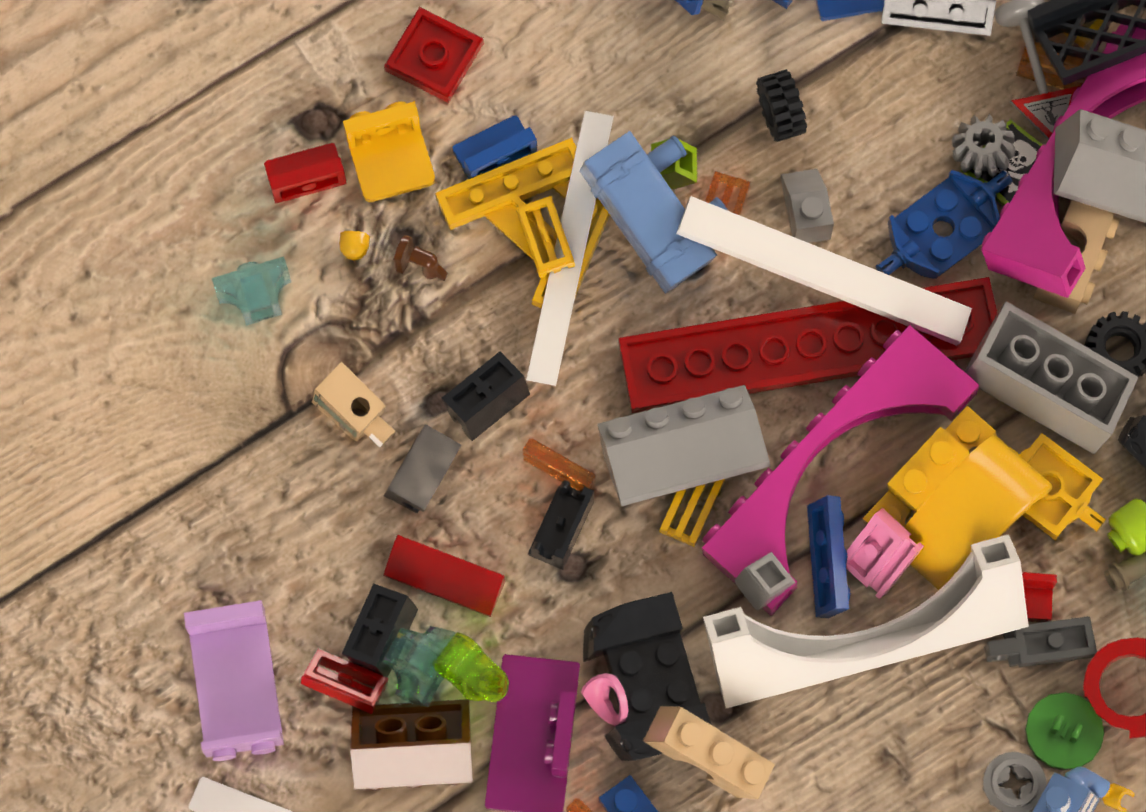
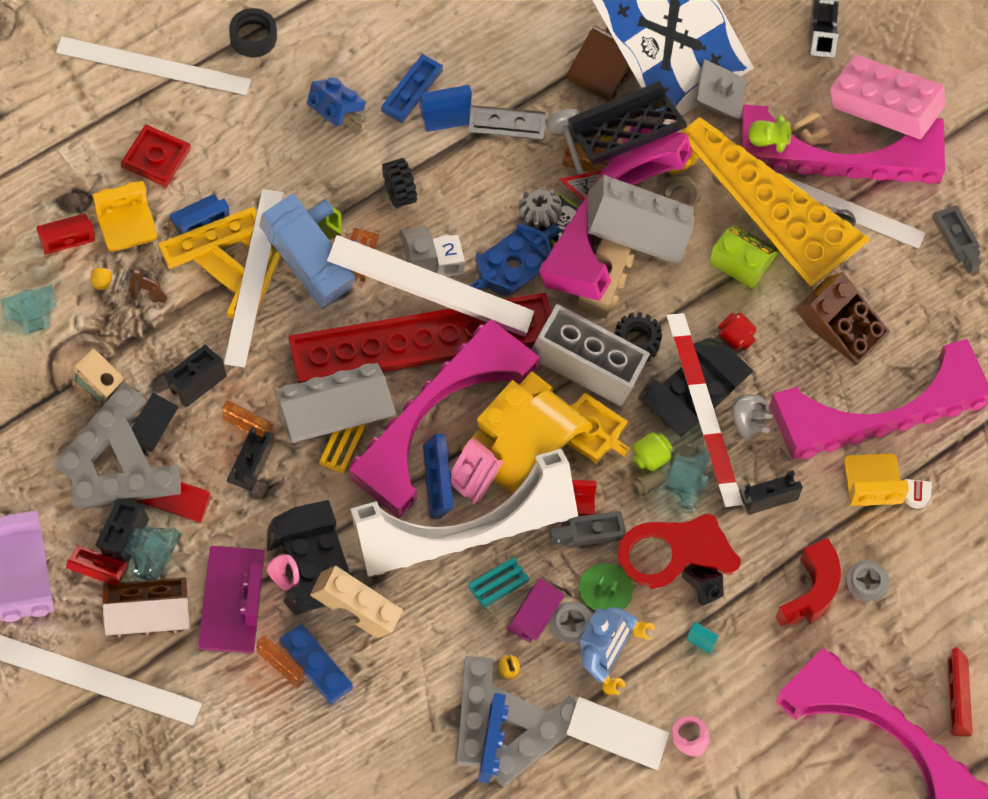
camera: 10 degrees left, 10 degrees down
(367, 476) = (112, 427): none -> light grey plate
(471, 670) = (185, 553): clear neon green piece -> none
(555, 264) = (242, 287): yellow tile -> none
(764, 581) = (392, 489): light grey slope -> none
(850, 217) = (449, 255): none -> white brick
(939, 702) = (517, 571): none -> teal tile
(963, 766) = (535, 611): none -> magenta hinge

